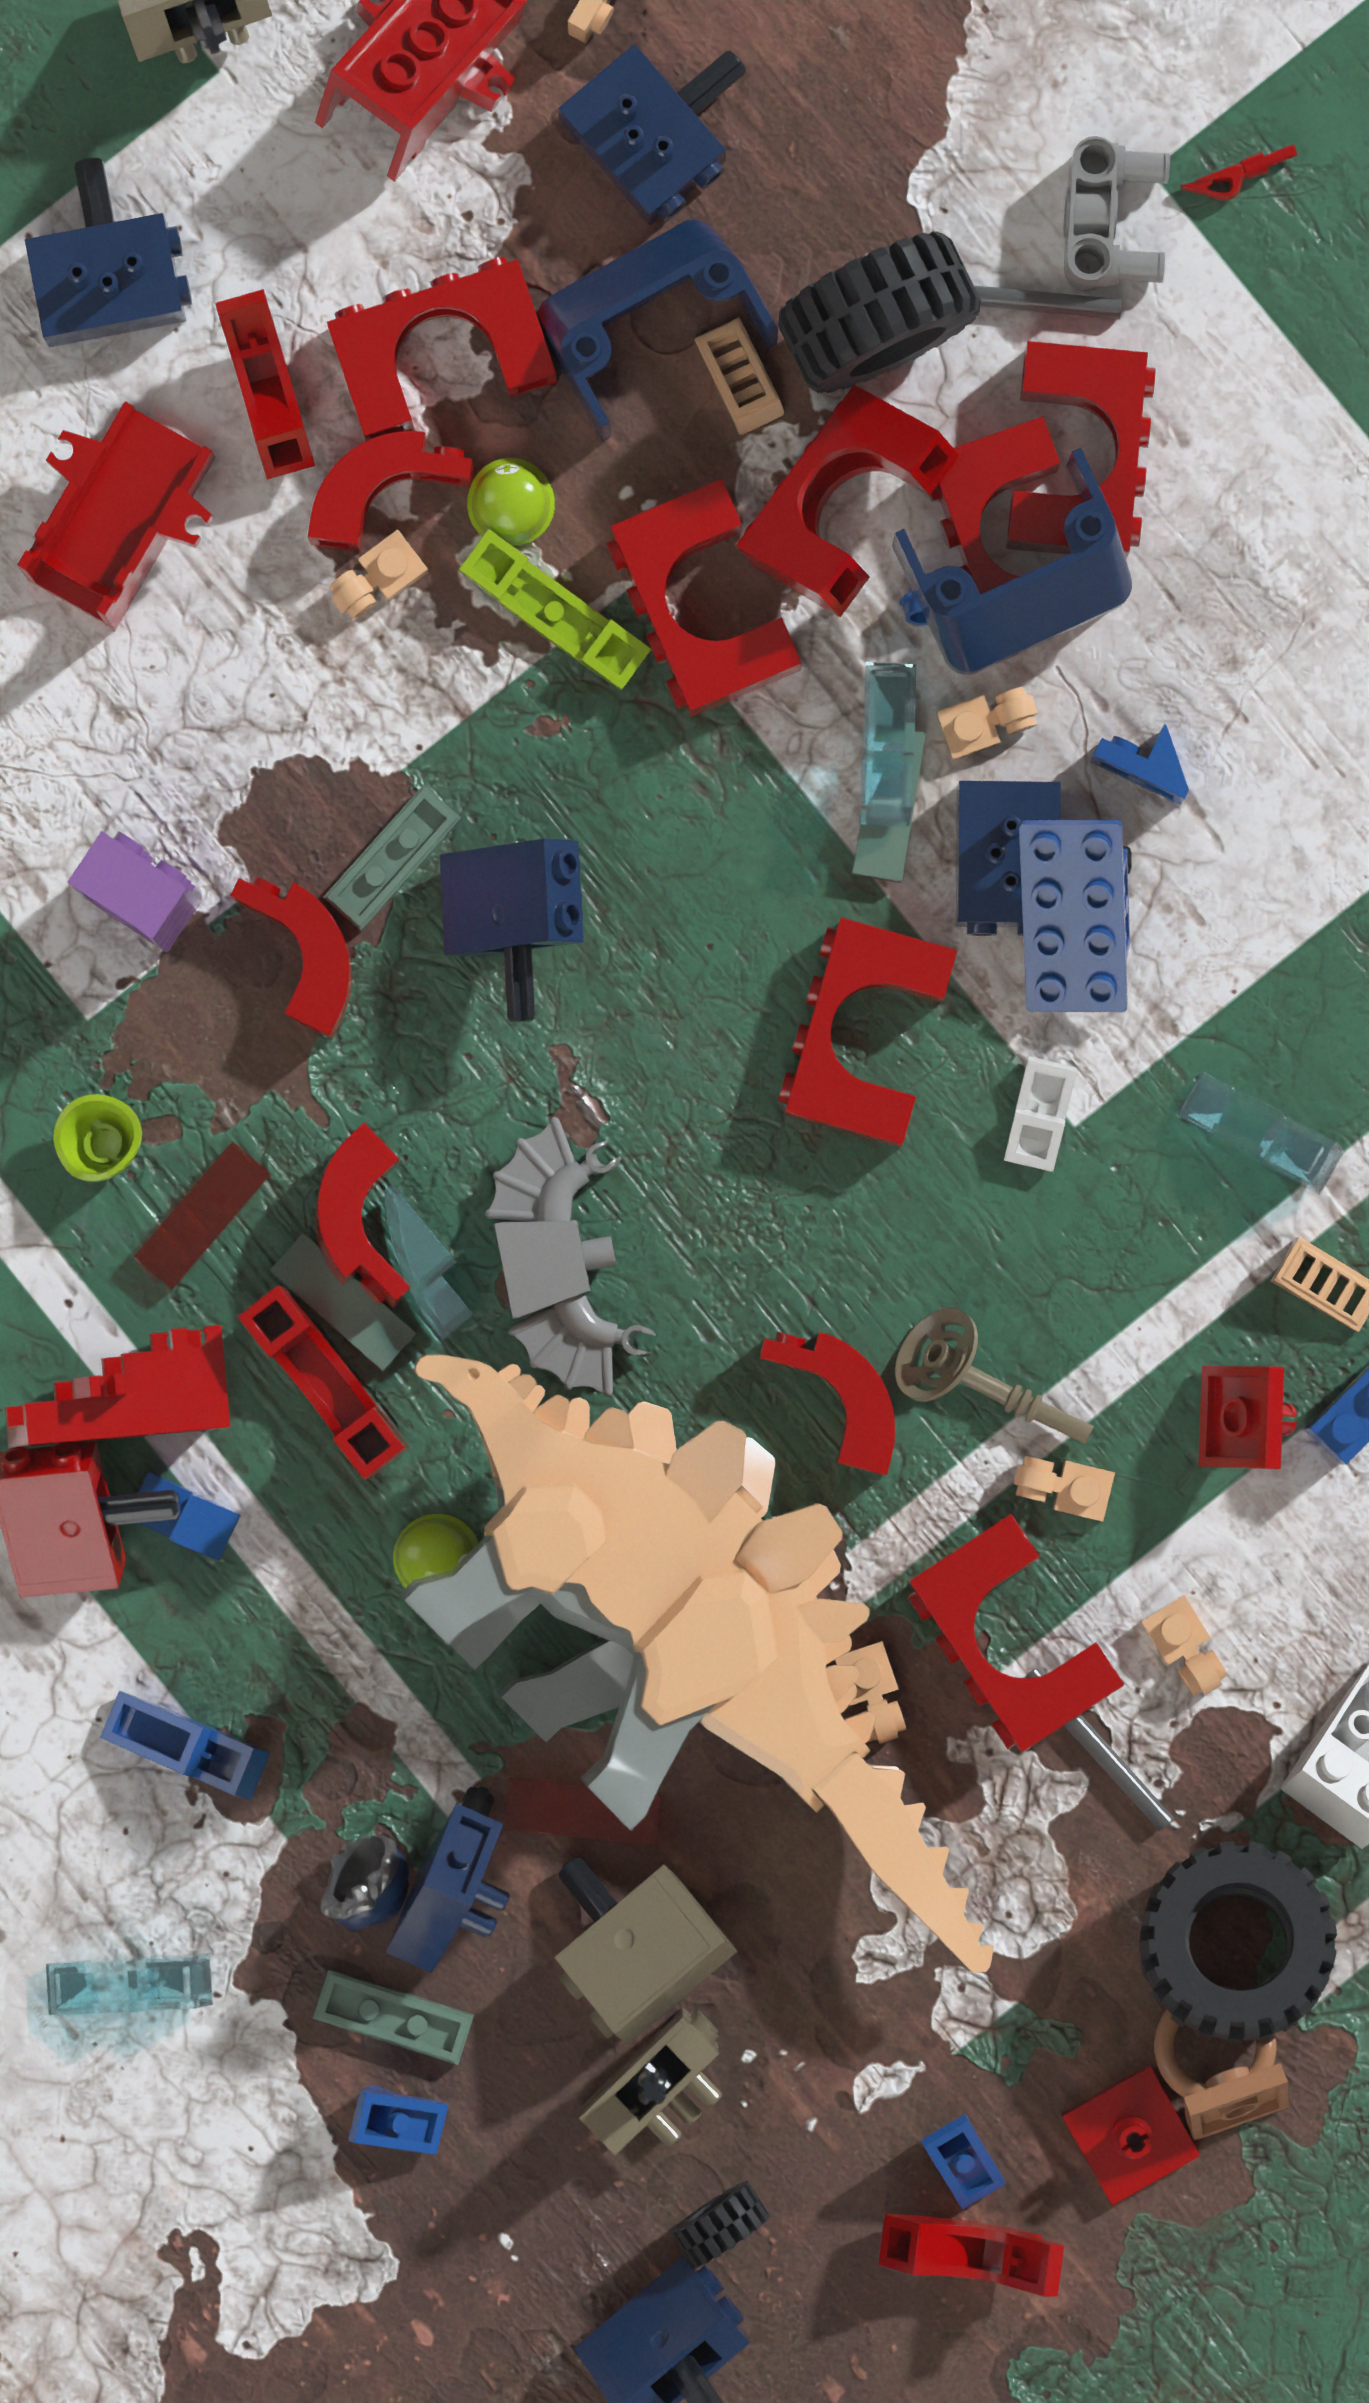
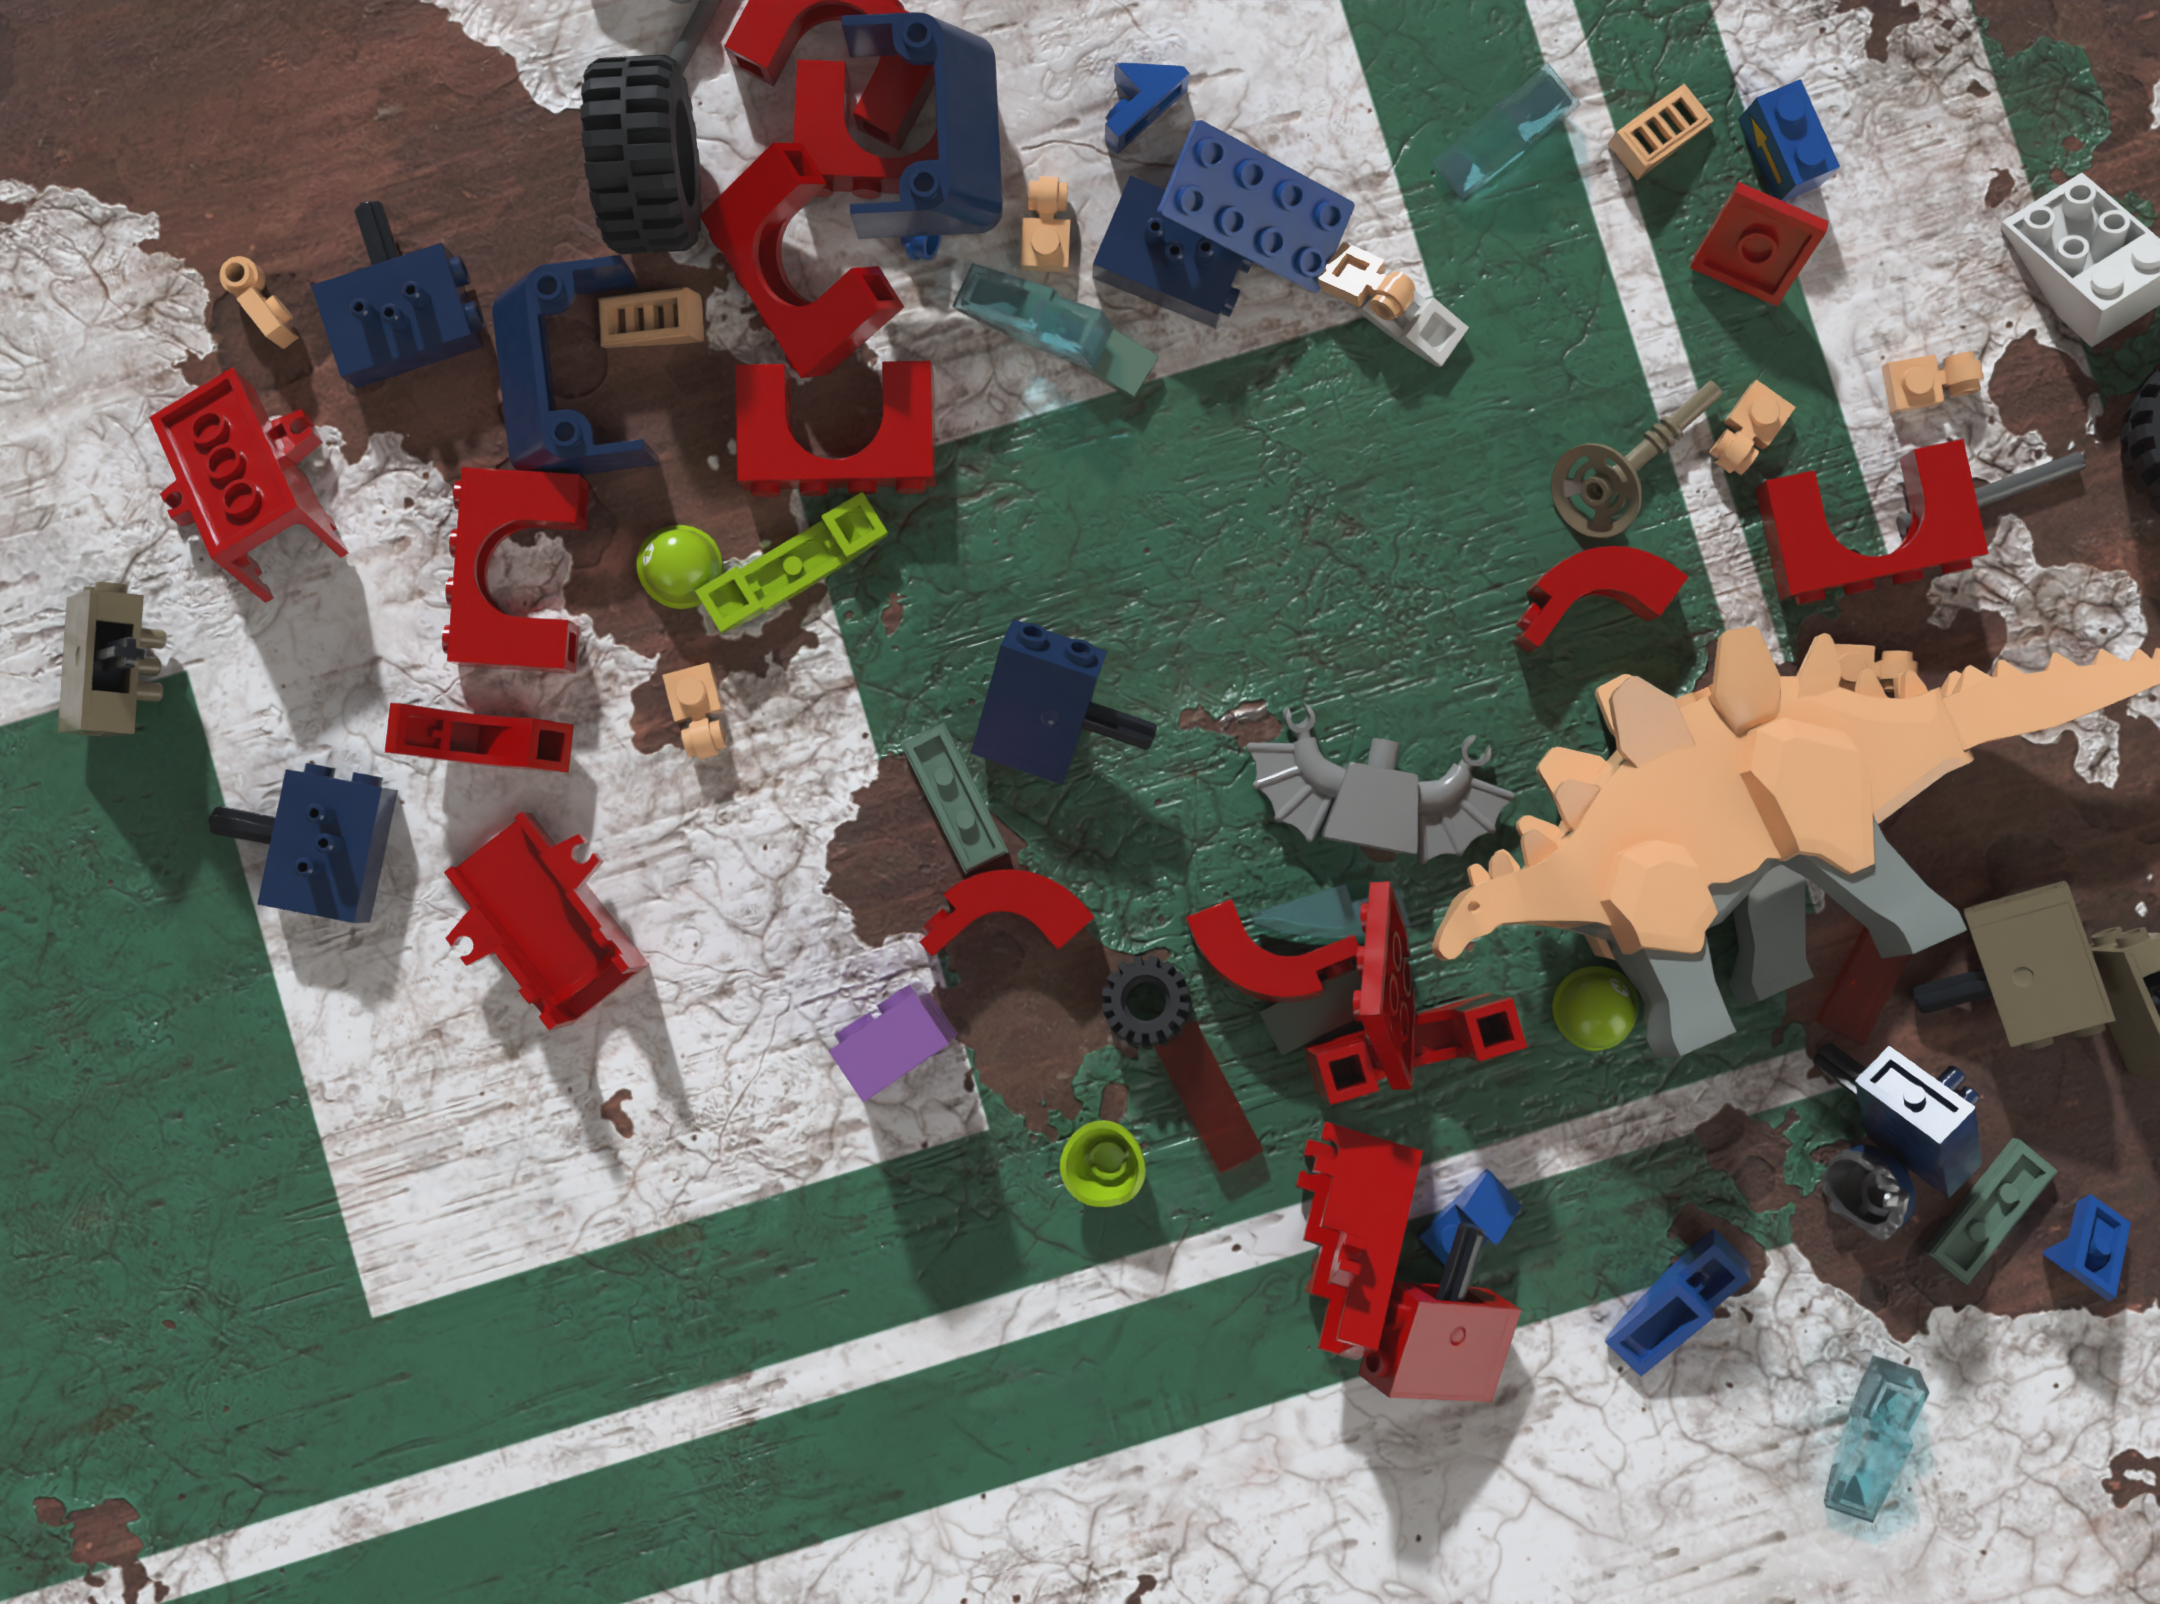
camera: 70 degrees left, 0 degrees up
(276, 1091) = (1142, 973): none -> black tyre
(367, 1330) = (1386, 990): none -> red plate
(368, 470) = (599, 677): red arch -> none
(857, 961) = (1214, 425): red arch -> none
(1057, 1040) = (1356, 274): none -> light nougat plate

